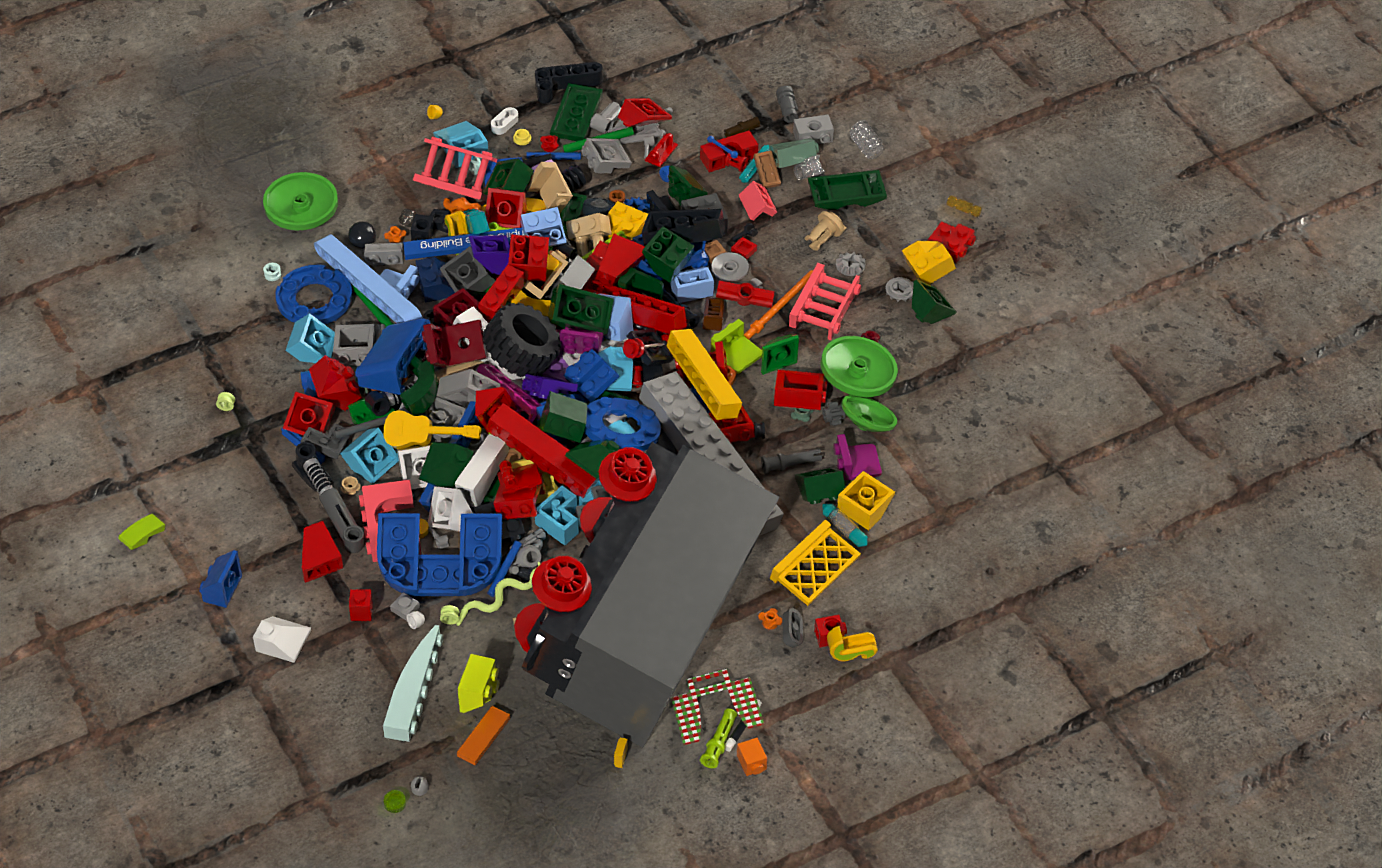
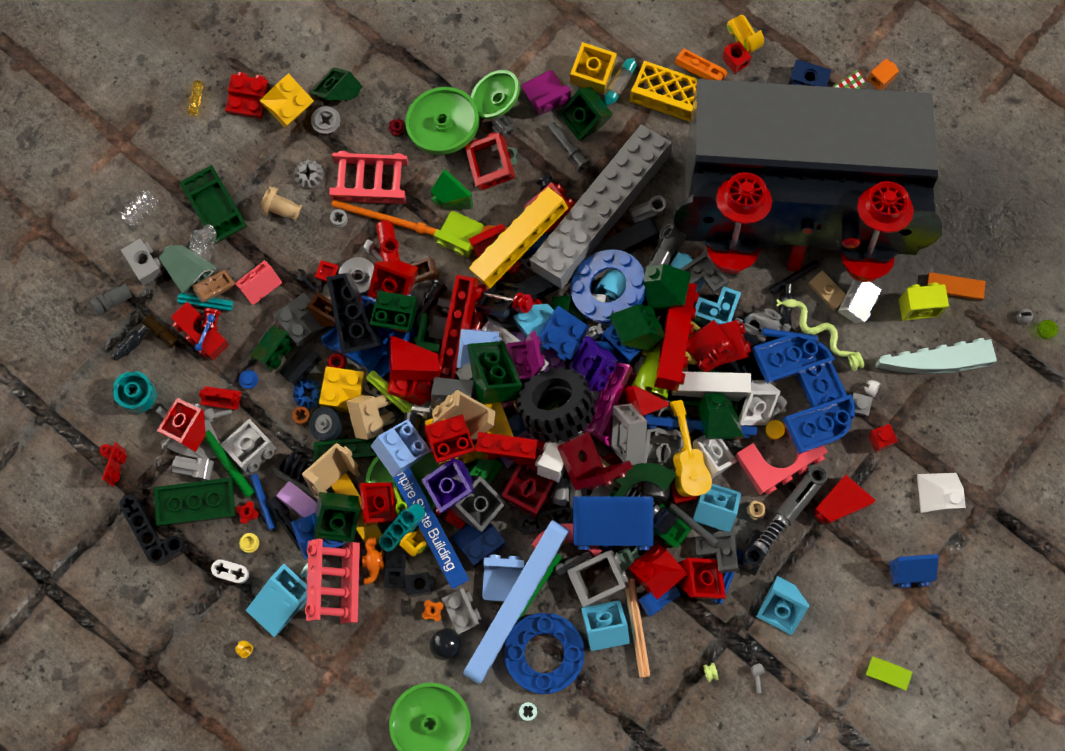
camera: 110 degrees left, 25 degrees up
(205, 436) = (756, 671): none -> light grey hand
(255, 470) = (783, 606): none -> medium azure slope
(280, 362) = (637, 630): none -> light nougat axle
(502, 632) = (859, 301): none -> brick
(635, 66) = (116, 456): none -> red hinge
(692, 95) = (138, 402): none -> teal brick
(703, 271) = (392, 277): none -> red slope
(740, 107) = (129, 343): none -> black piece
(774, 697) = (807, 70): none -> dark blue brick
(790, 272) = (333, 217): none -> light grey bush
(831, 595) = (700, 66): none -> orange plate

